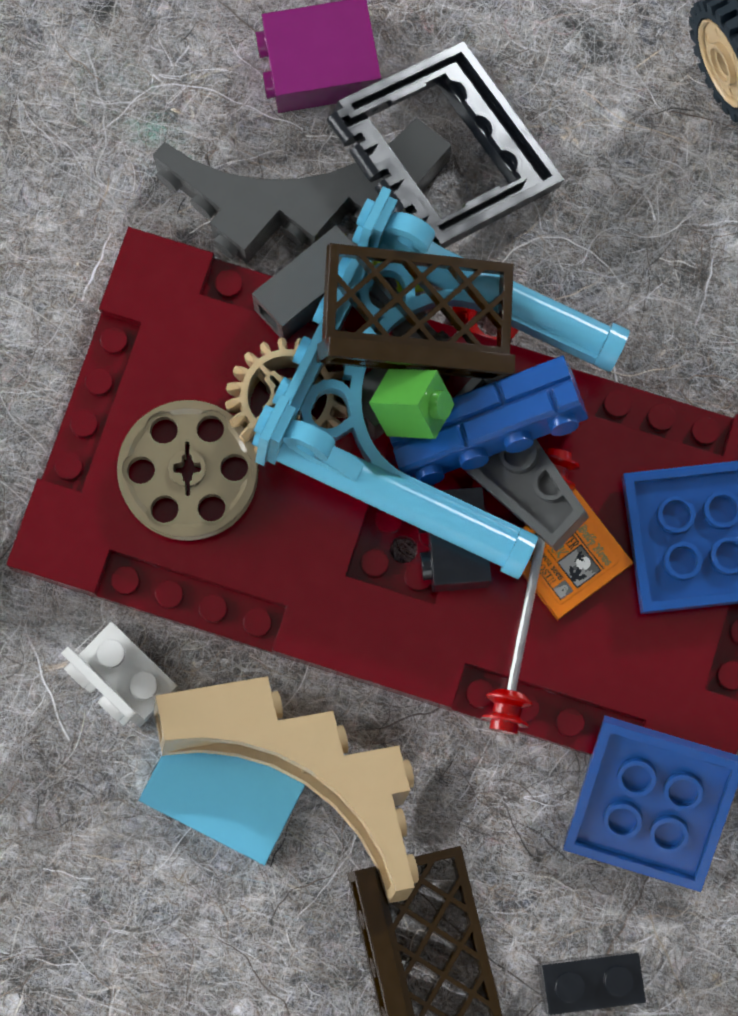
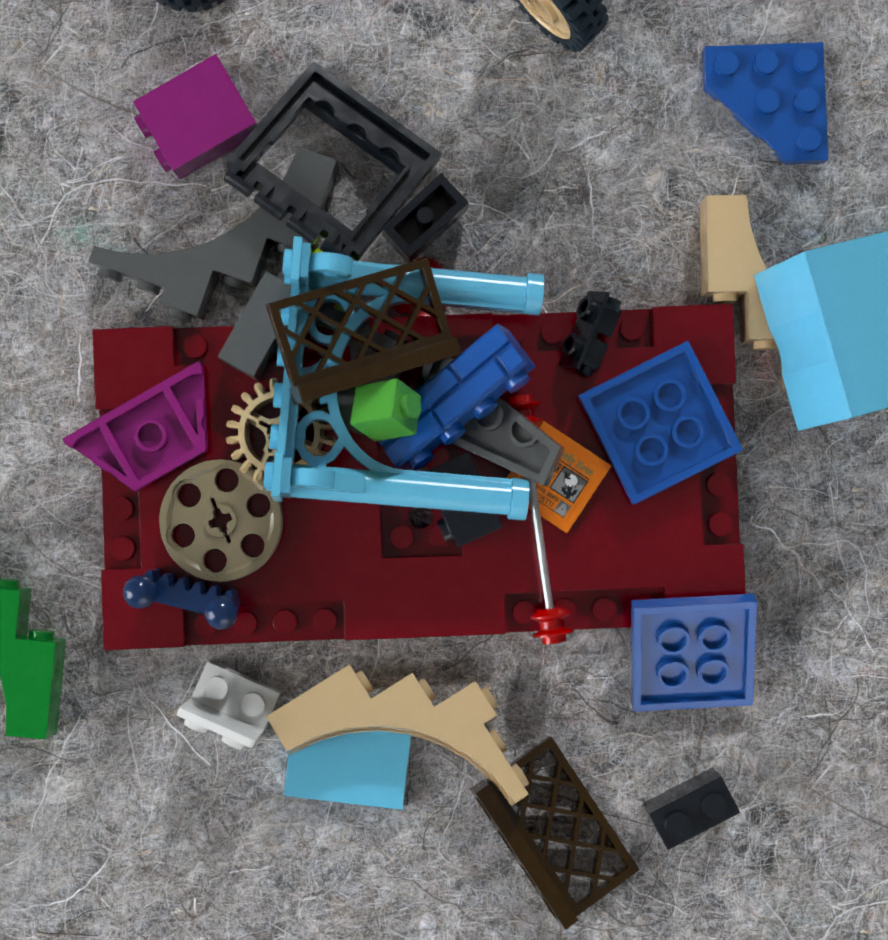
camera: 15 degrees left, 10 degrees up
(148, 350) = (149, 432): none -> magenta wing
(148, 551) = (219, 609): none -> dark blue gear
(525, 234) = (425, 218): none -> black brick
(671, 398) = (594, 315): none -> black hinge

